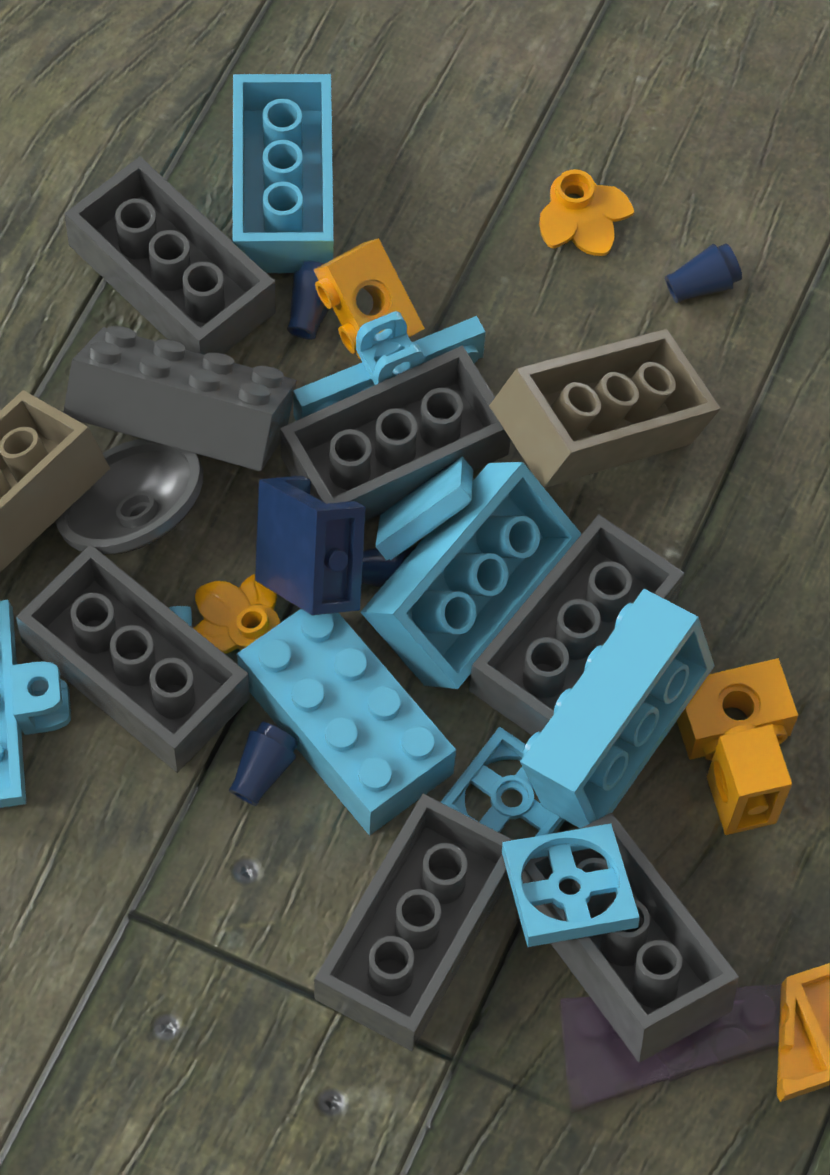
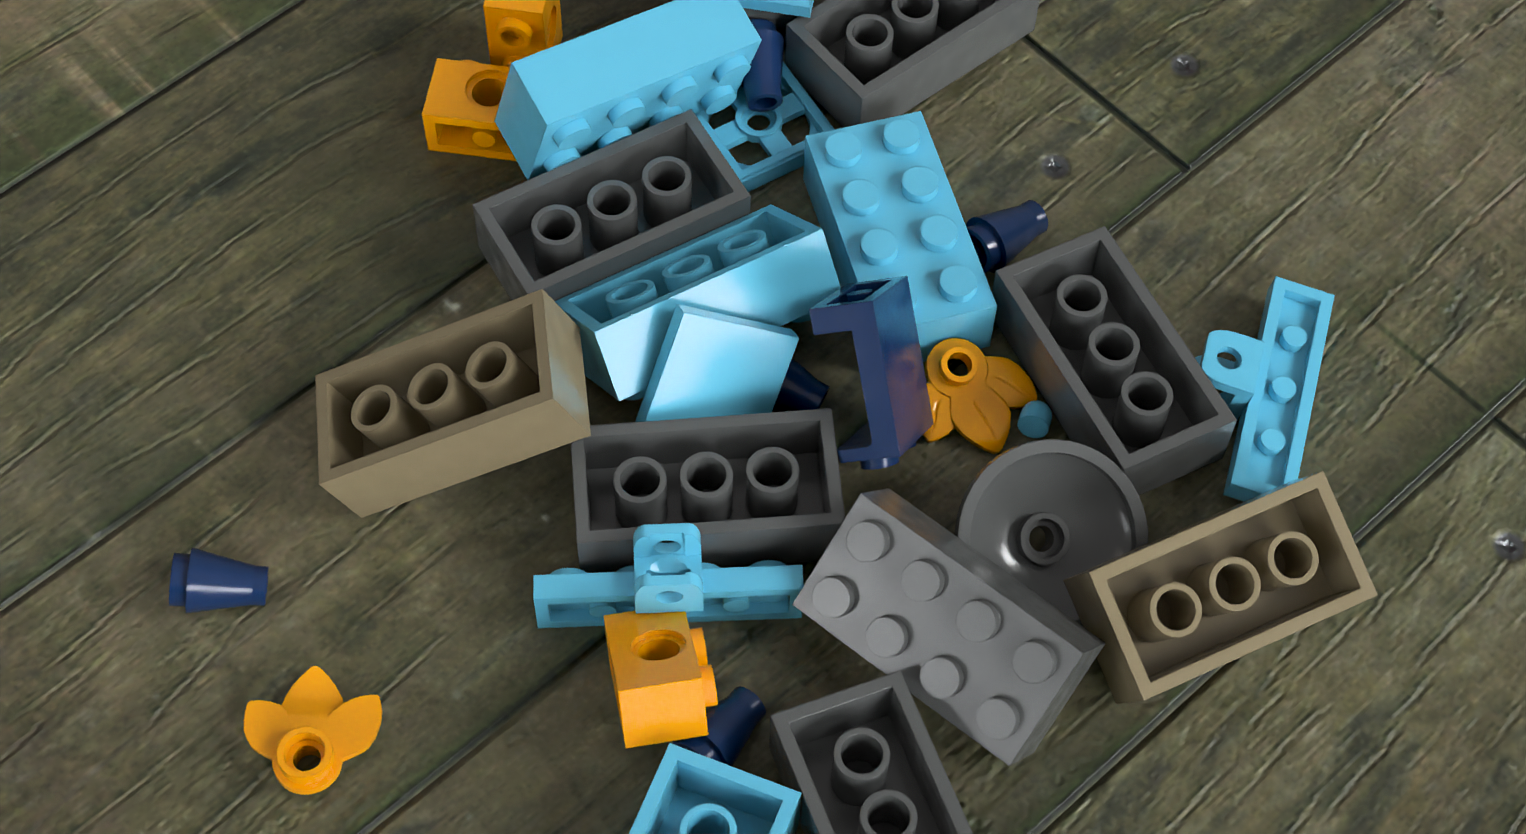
camera: 155 degrees left, 5 degrees down
(527, 815) = (764, 79): none -> dark blue cone

